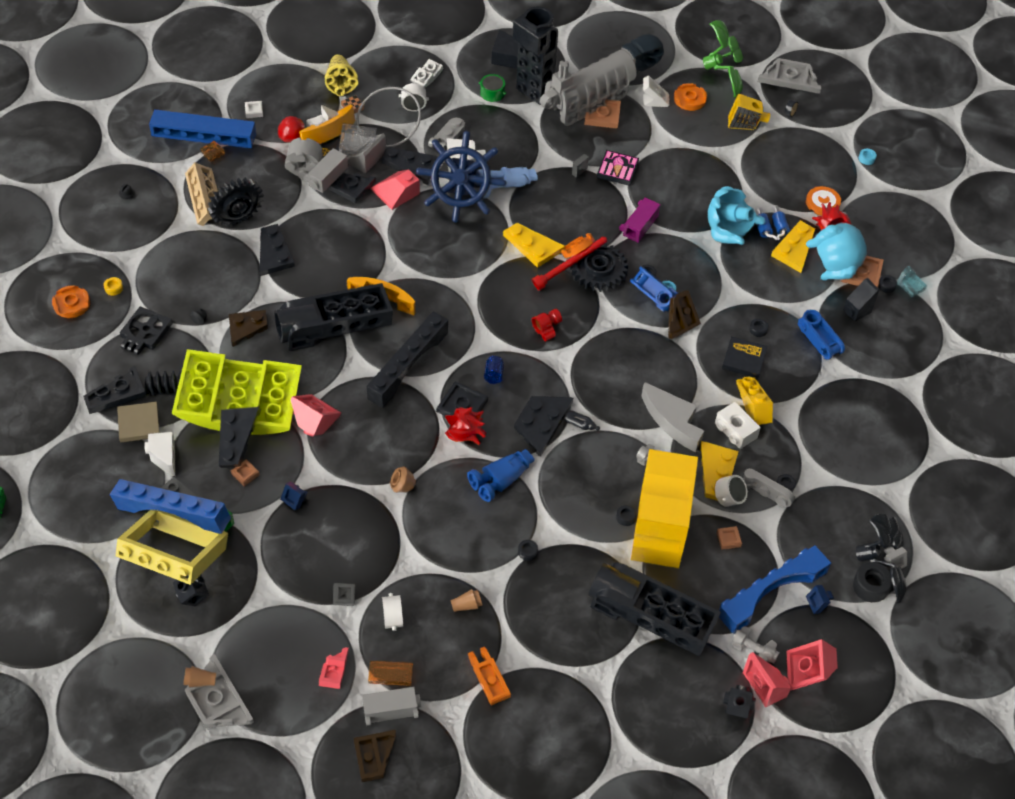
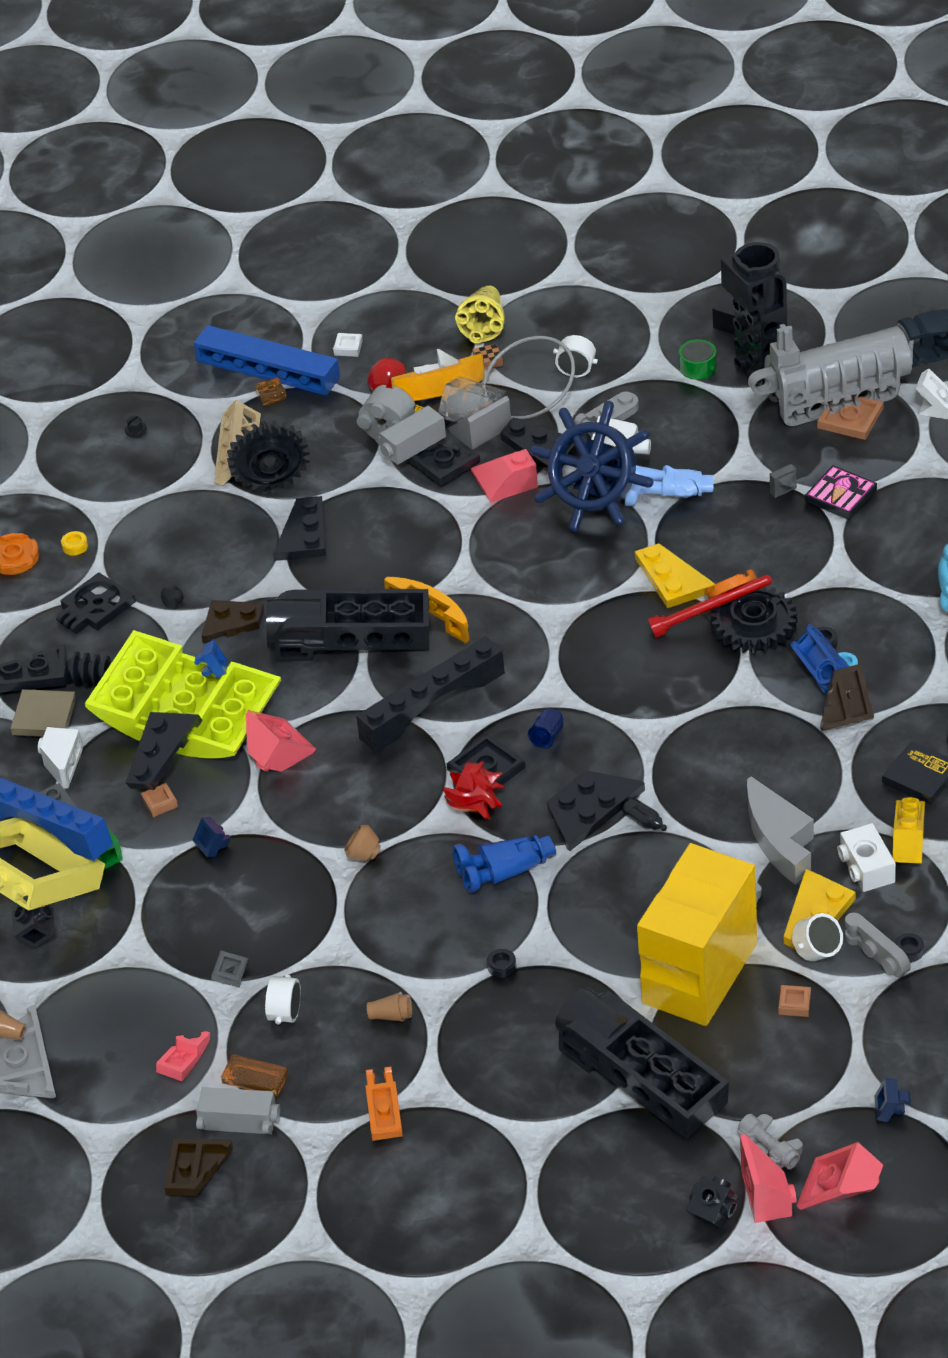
camera: 25 degrees right, 10 degrees down
(252, 361) = (214, 658): none -> blue tile
(427, 74) = (612, 330): white slope -> none
(543, 323) = (642, 678): red piece -> none
(640, 220) = (842, 566): magenta brick -> none
(807, 568) = (887, 1055): blue arch -> none

